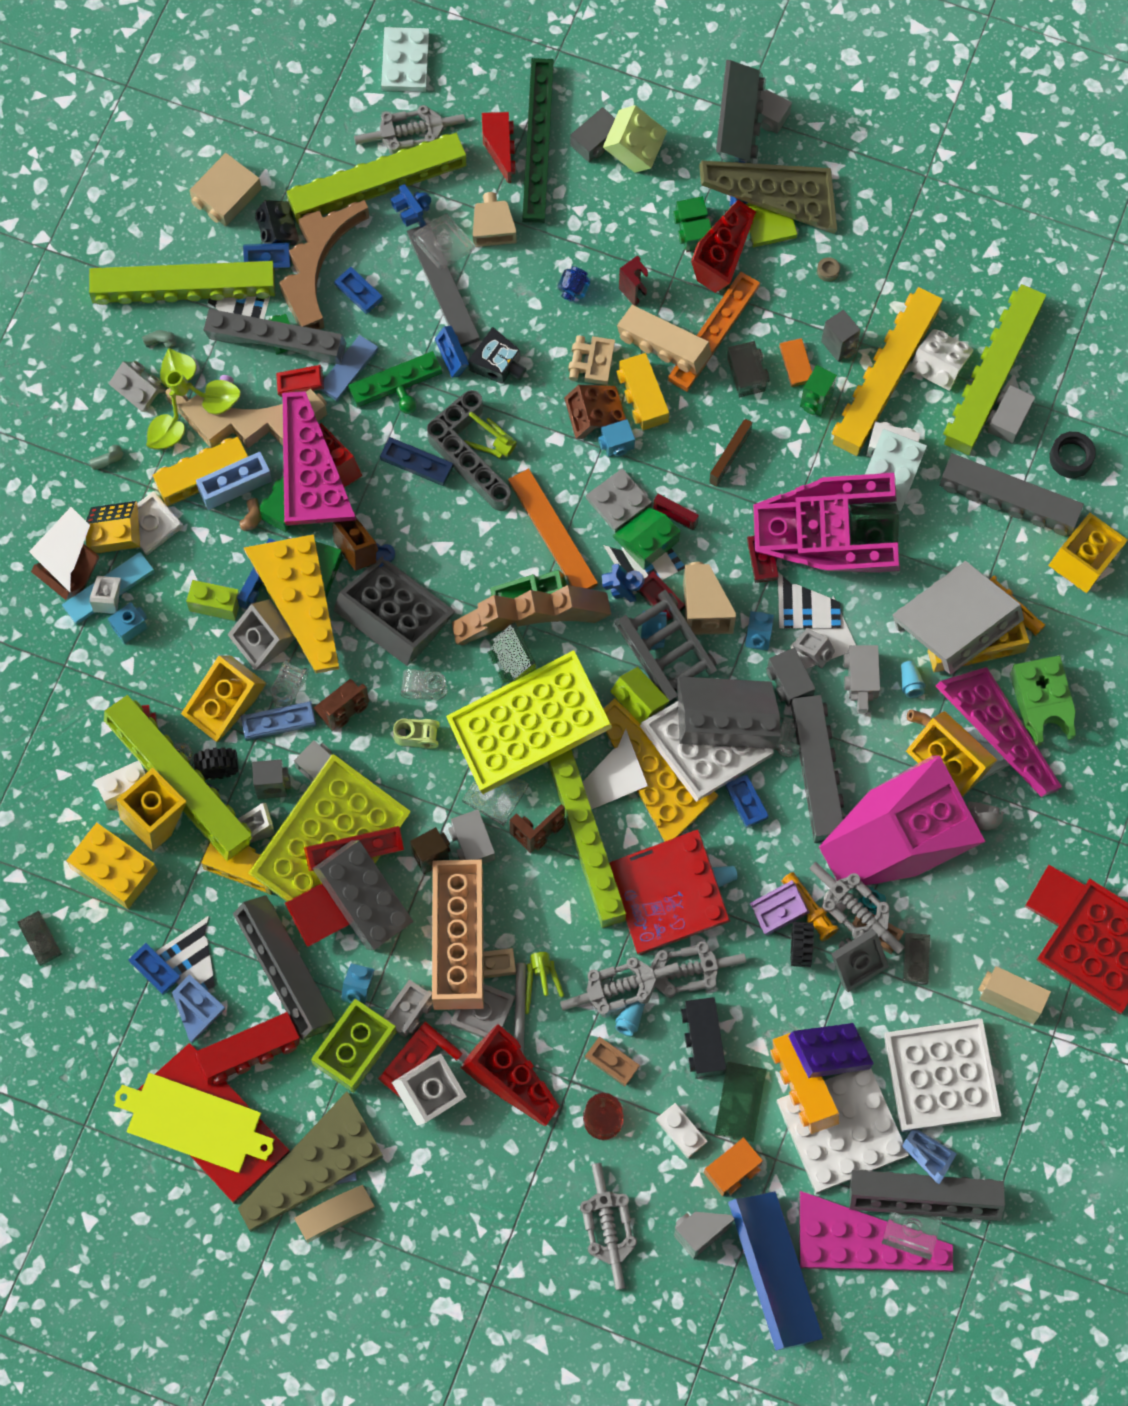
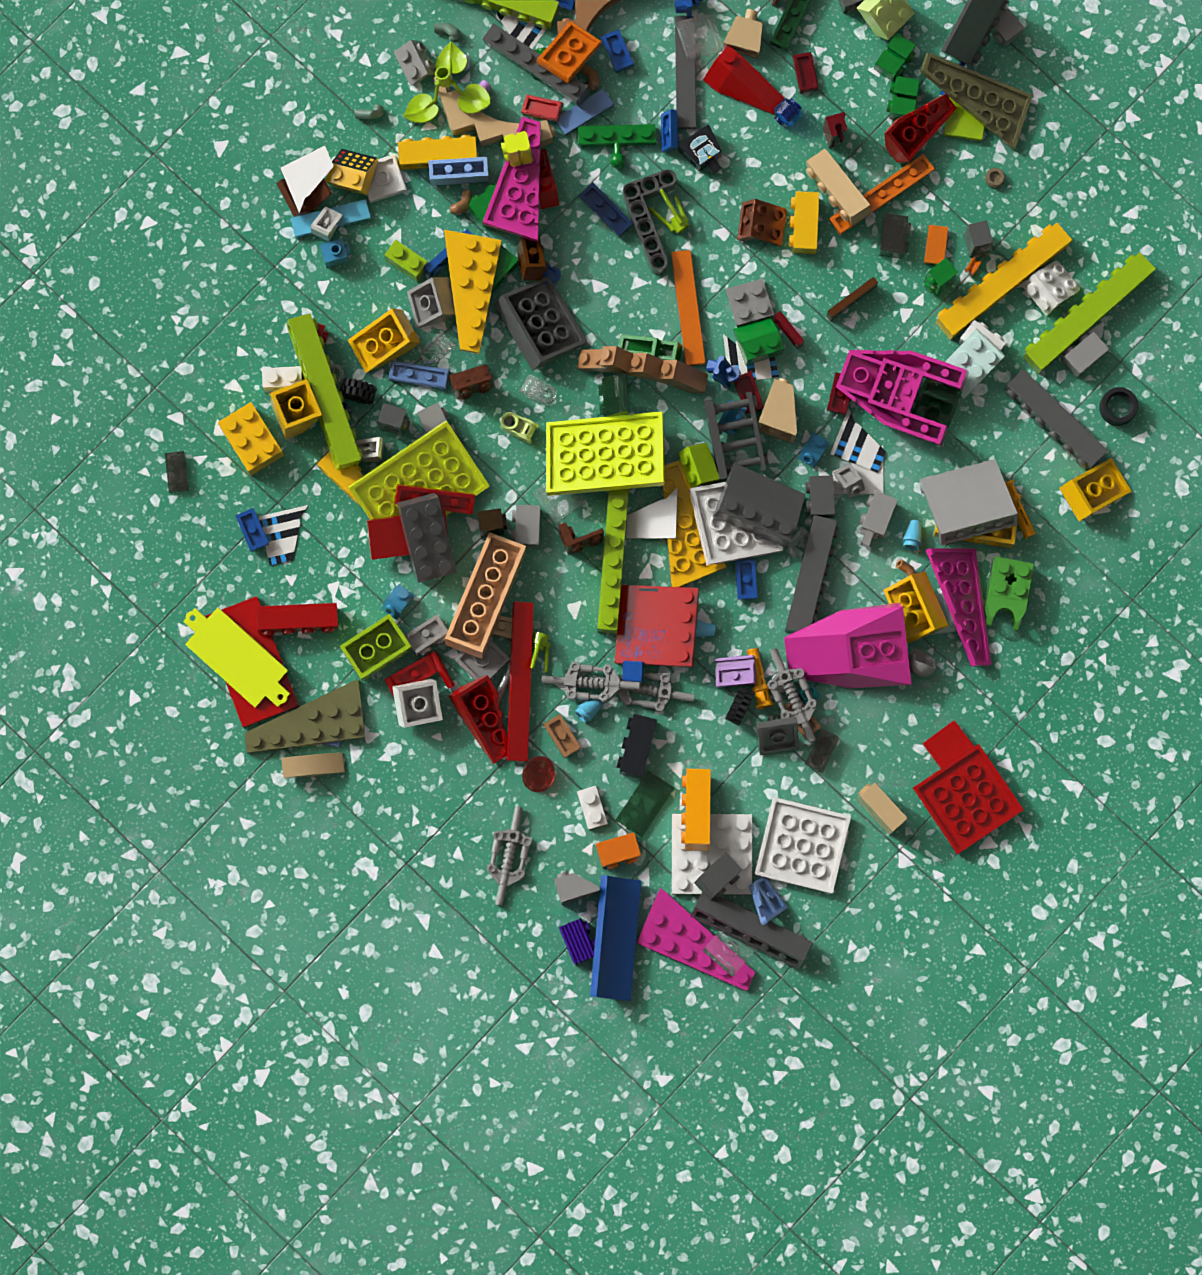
camera: 20 degrees right, 10 degrees up
(196, 1007) = (271, 571): medium blue wing -> none
(284, 967) = (348, 567): dark grey brick -> none
(292, 425) = (517, 149): none -> neon yellow brick
(306, 306) = (569, 52): none -> orange tile
(340, 325) = (592, 75): none -> medium nougat arm
(504, 269) = (740, 80): none -> red wedge
(538, 1018) = (520, 681): none -> red tile
(574, 237) = (805, 72): none -> dark red tile
(599, 359) = (781, 183): tan plate -> none
(617, 438) = (768, 253): dark azure brick -> none
(663, 953) = (633, 670): none -> blue tile
(665, 184) = (894, 58): none -> green piece
(732, 1292) = (577, 940): none -> dark purple brick
(830, 1050) = (726, 794): dark purple plate -> none
(847, 368) = (973, 266): none -> orange bush
(863, 1148) = (718, 875): none -> dark grey brick

